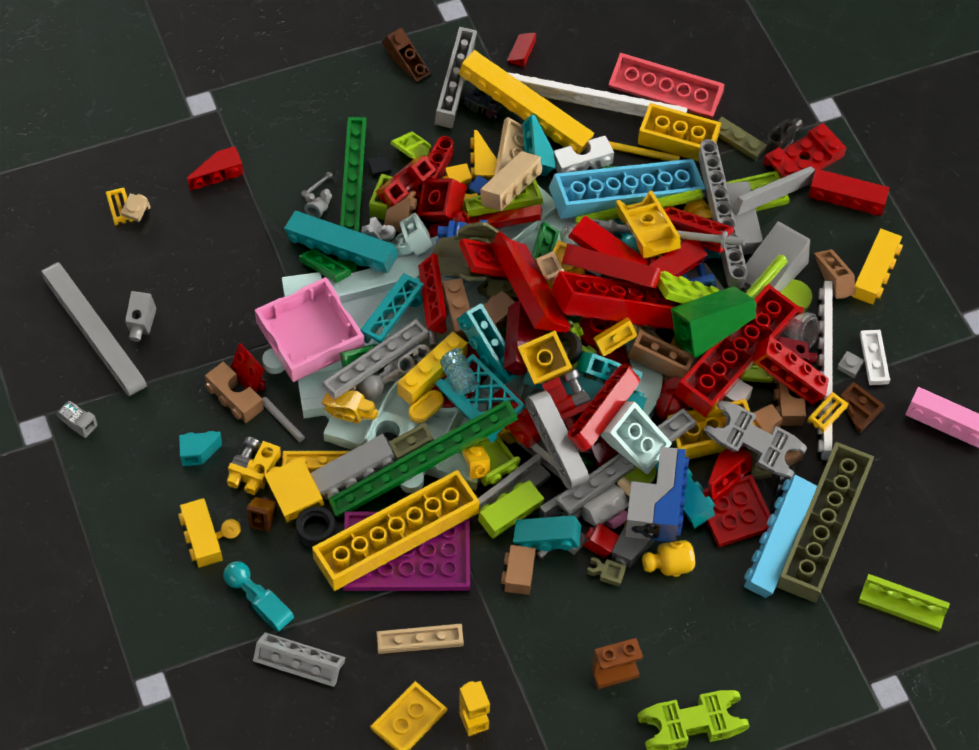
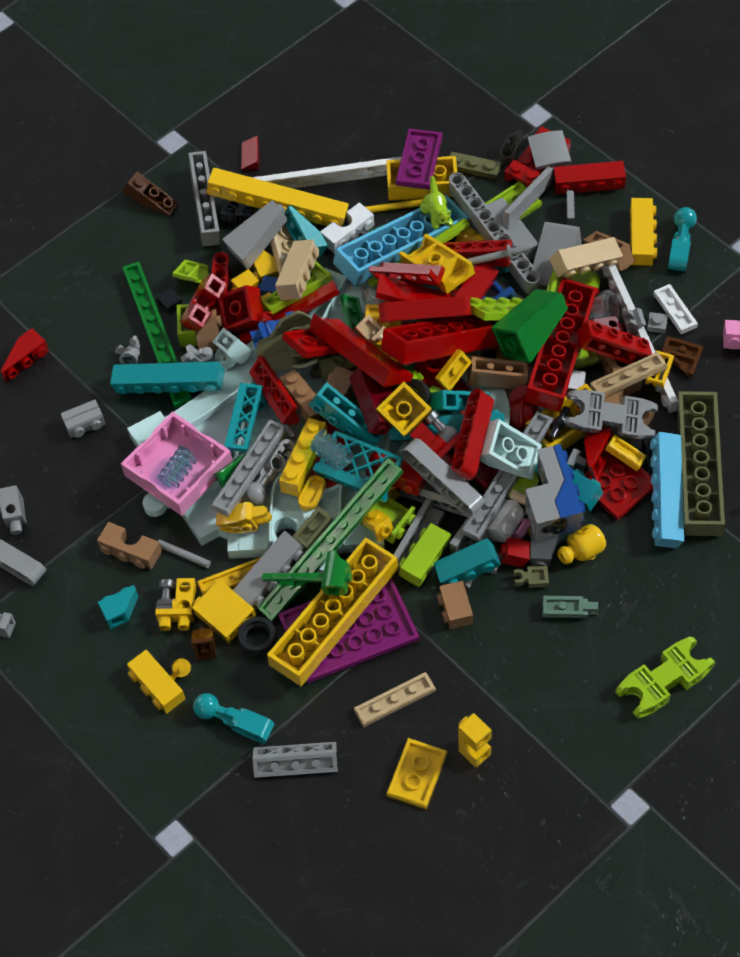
camera: 15 degrees left, 0 degrees up
(244, 252) = (83, 419): none -> light grey brick
(248, 369) = (134, 520): red hinge -> none
(306, 333) = (177, 467): none -> clear light blue piece
(325, 265) = (161, 403): green tile -> none
(329, 175) = (127, 324): flat silver hinge -> none
(405, 499) = (334, 578): none -> green piece
(488, 130) = (255, 233): none -> light grey slope
(616, 224) = (410, 273): none -> red fence
(616, 663) = (579, 652): dark orange panel -> none
(629, 614) = (568, 607): none -> sand green hinge
(666, 85) = (379, 141): coral arch -> none
(675, 165) = (435, 205): none -> lime animal
(682, 113) = (419, 158): none -> magenta tile
(698, 429) = (558, 423): none -> black bar
(702, 473) = (576, 461): none -> light grey tile
(755, 483) = (625, 452): none -> yellow tile
(793, 406) = (630, 374): none -> tan tile
(801, 272) = (586, 257): none -> tan brick
(814, 217) = (570, 214): none -> light grey tile
(819, 149) = (549, 149): none -> light grey slope
(824, 353) = (633, 320): none -> light grey tile
(910, 294) = (684, 219): none -> teal beam

